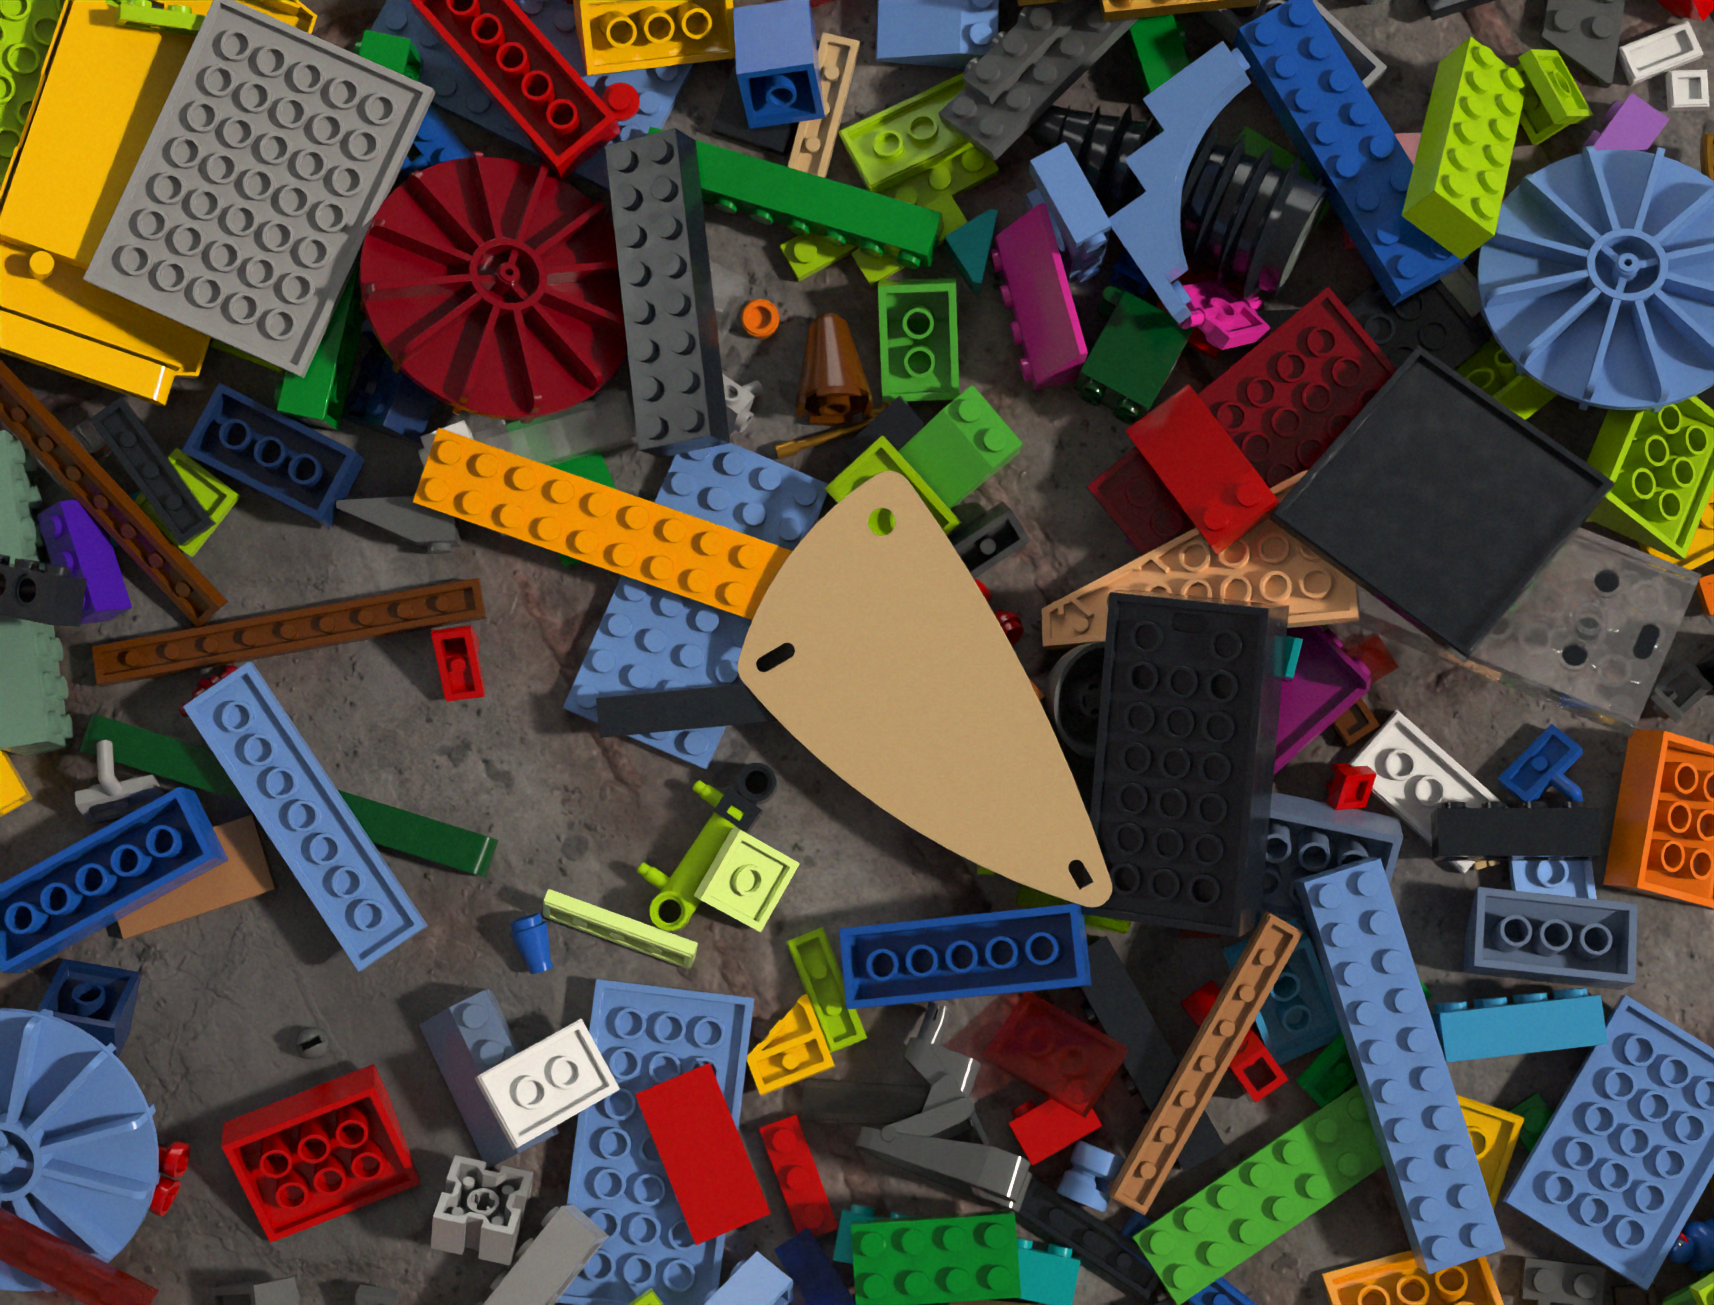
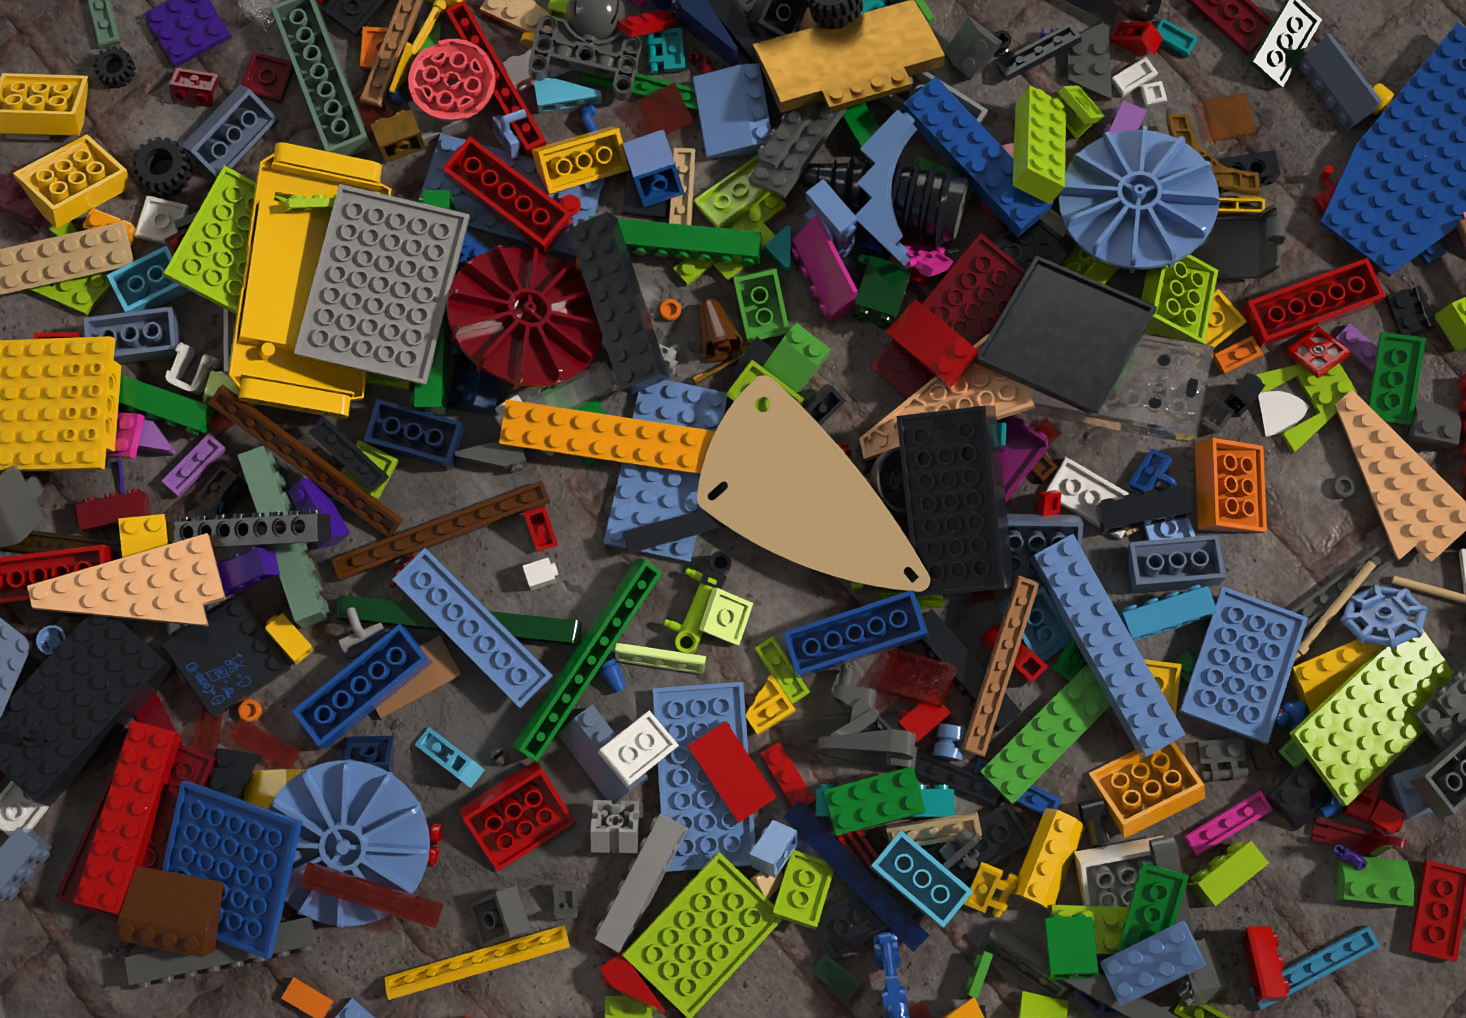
camera: 15 degrees left, 5 degrees down
(227, 1031) = (450, 757): none -> medium azure slope
(443, 740) = (540, 573): none -> white brick
(491, 909) = (587, 659): none -> green brick

